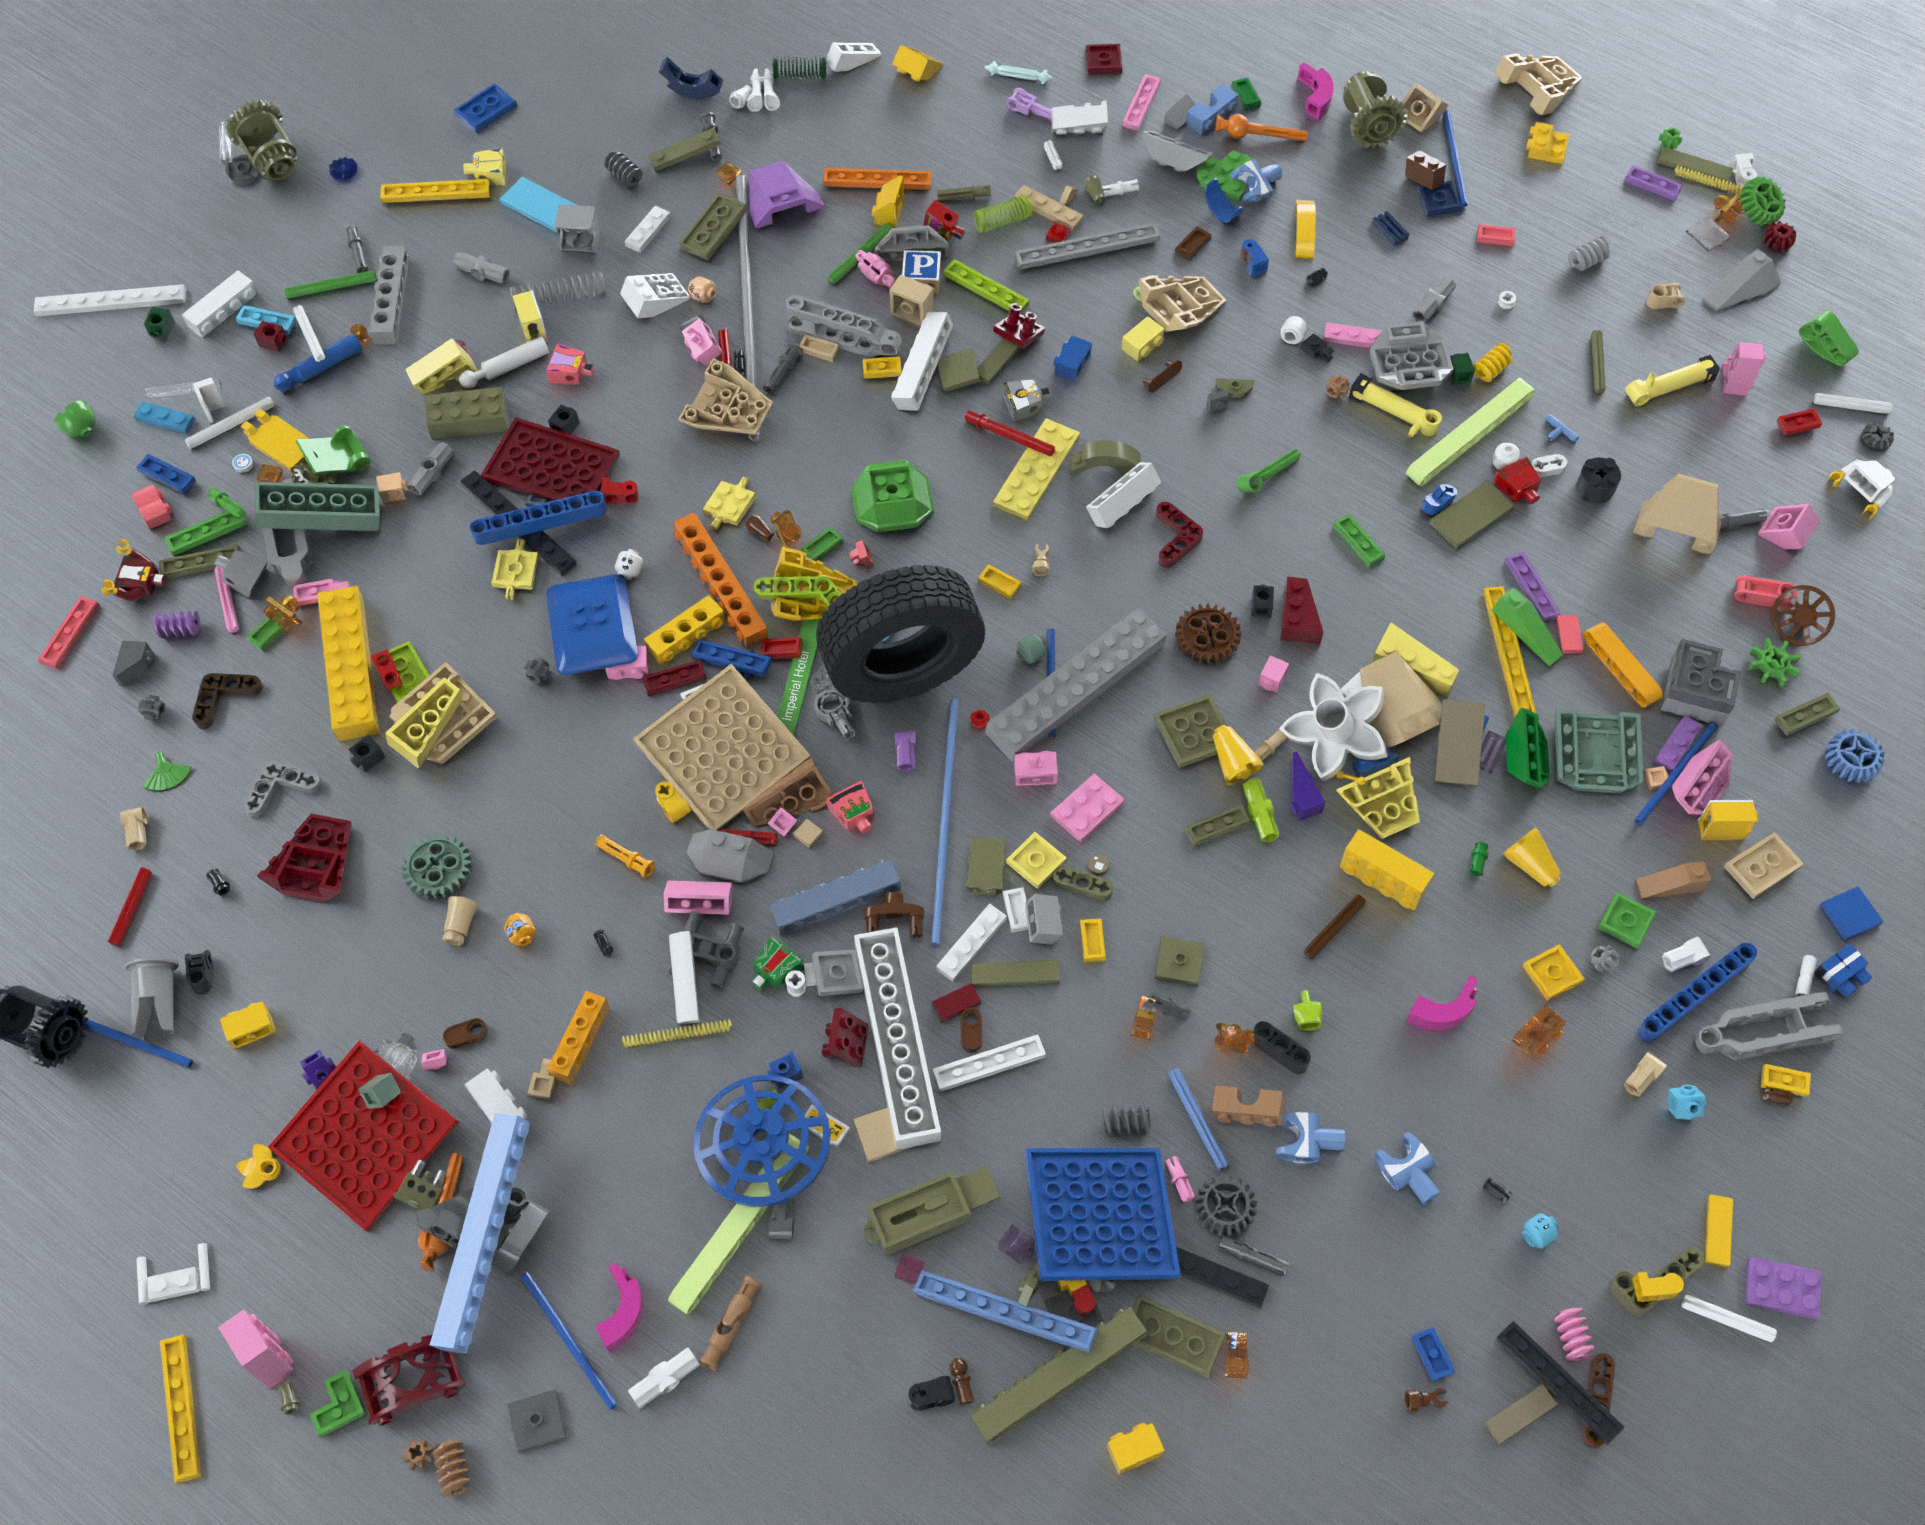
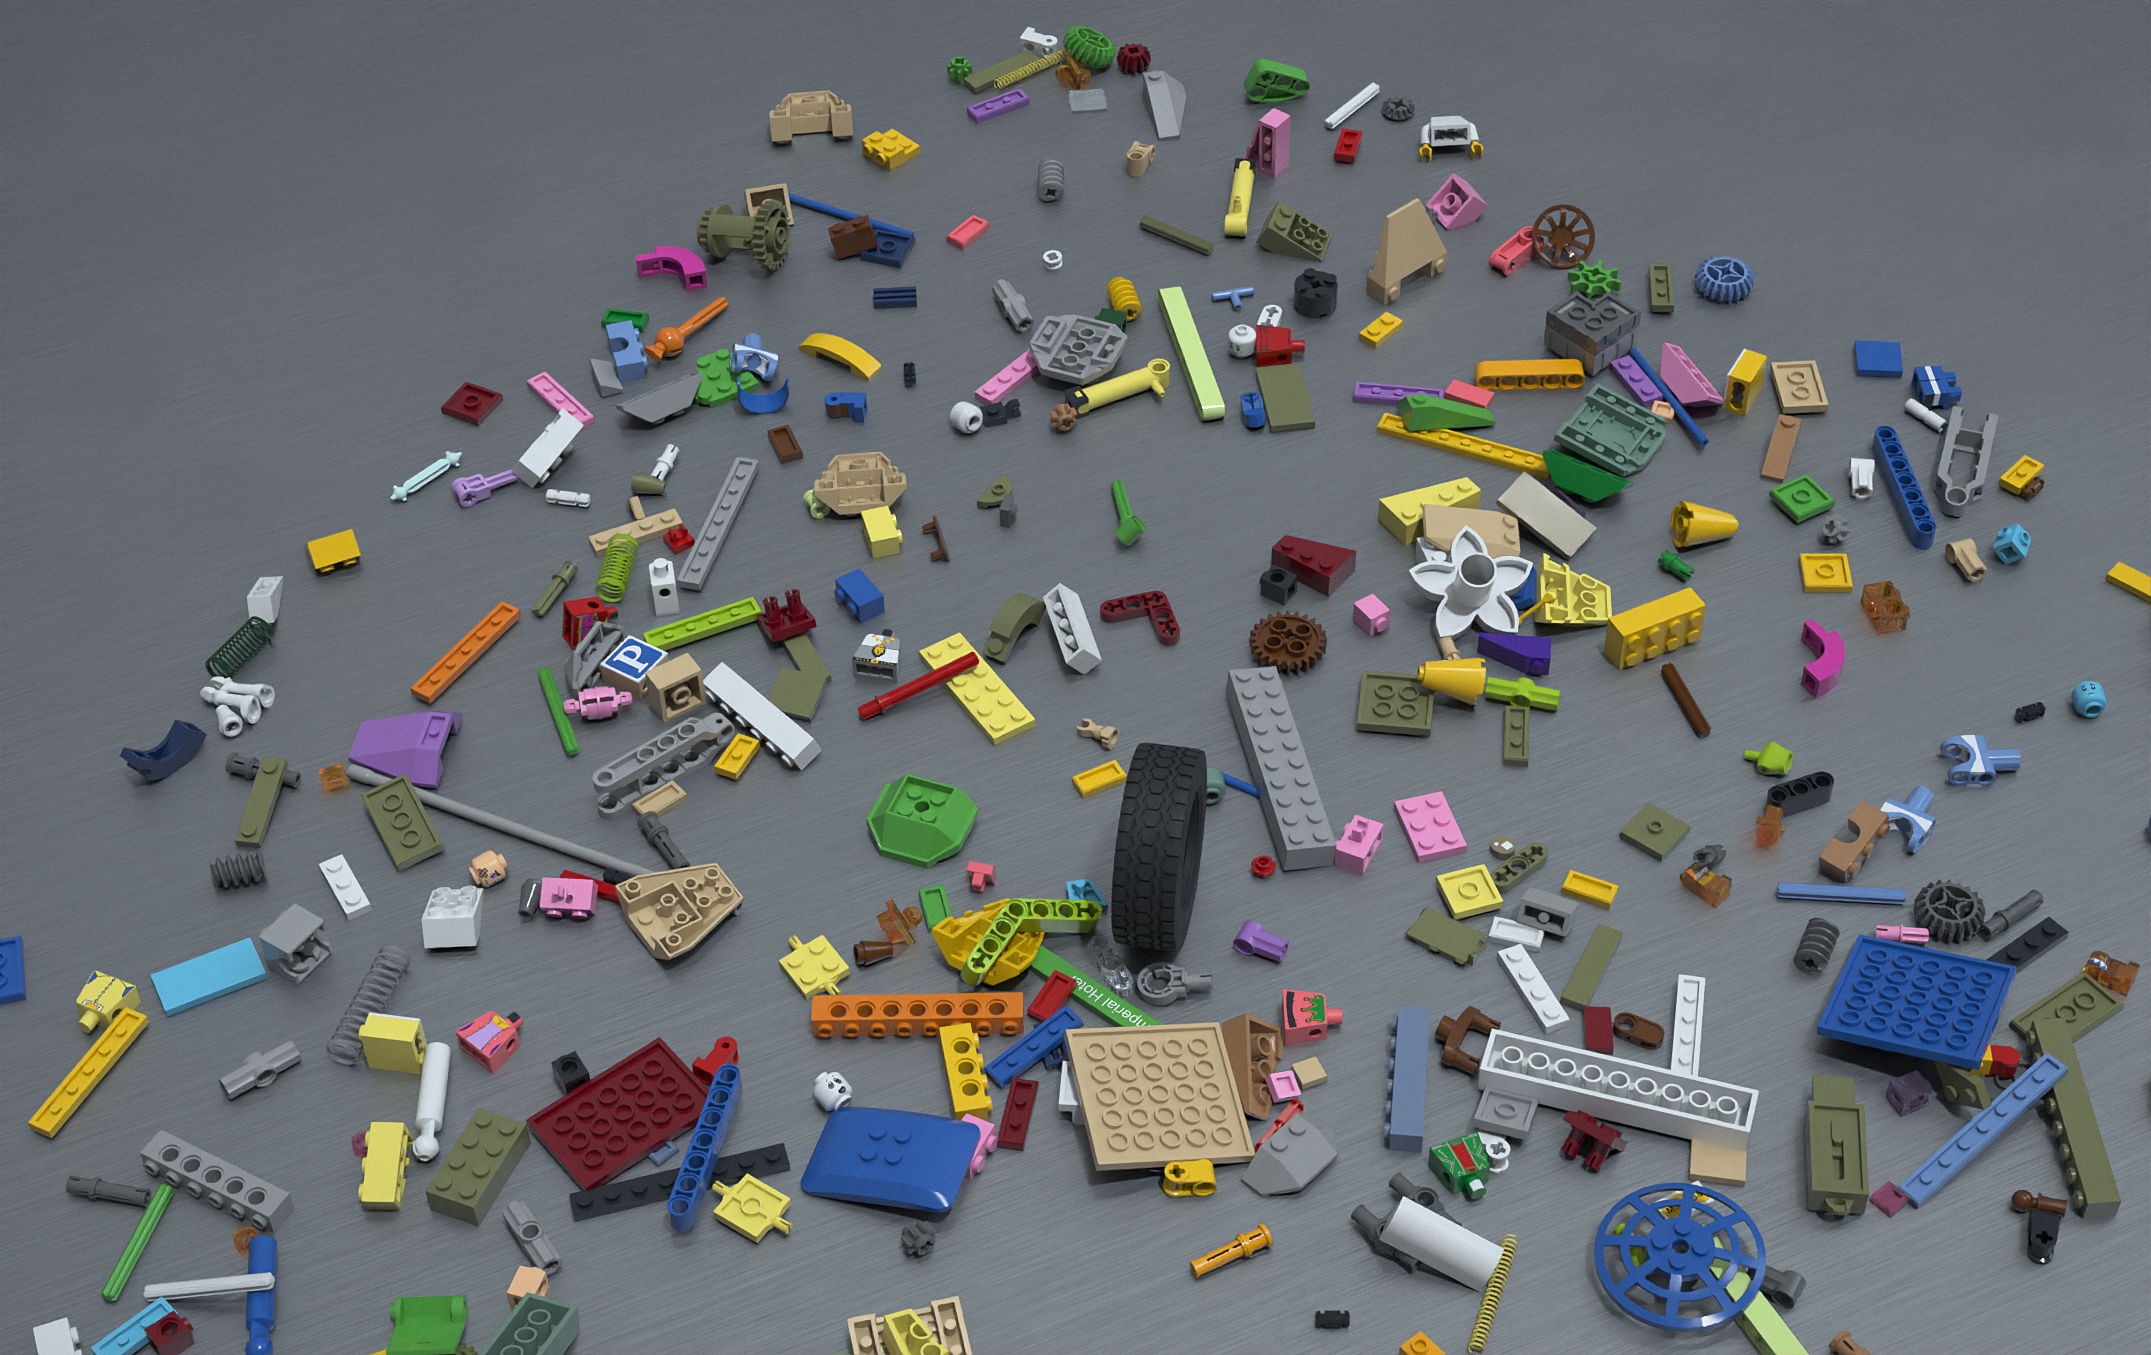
camera: 60 degrees left, 15 degrees down
(698, 897) = (1335, 1199): bright pink brick -> none
(792, 1072) = (1596, 1204): blue brick -> none
(889, 203) = (516, 650): yellow slope -> none
(944, 828) = (1371, 949): medium blue piece -> none
(1000, 247) = (663, 577): none -> white torso
(1359, 540) = (1255, 487): bright green tile -> none
(1598, 542) = (1381, 330): none -> yellow plate
(1658, 435) = (1293, 235): none -> olive slope

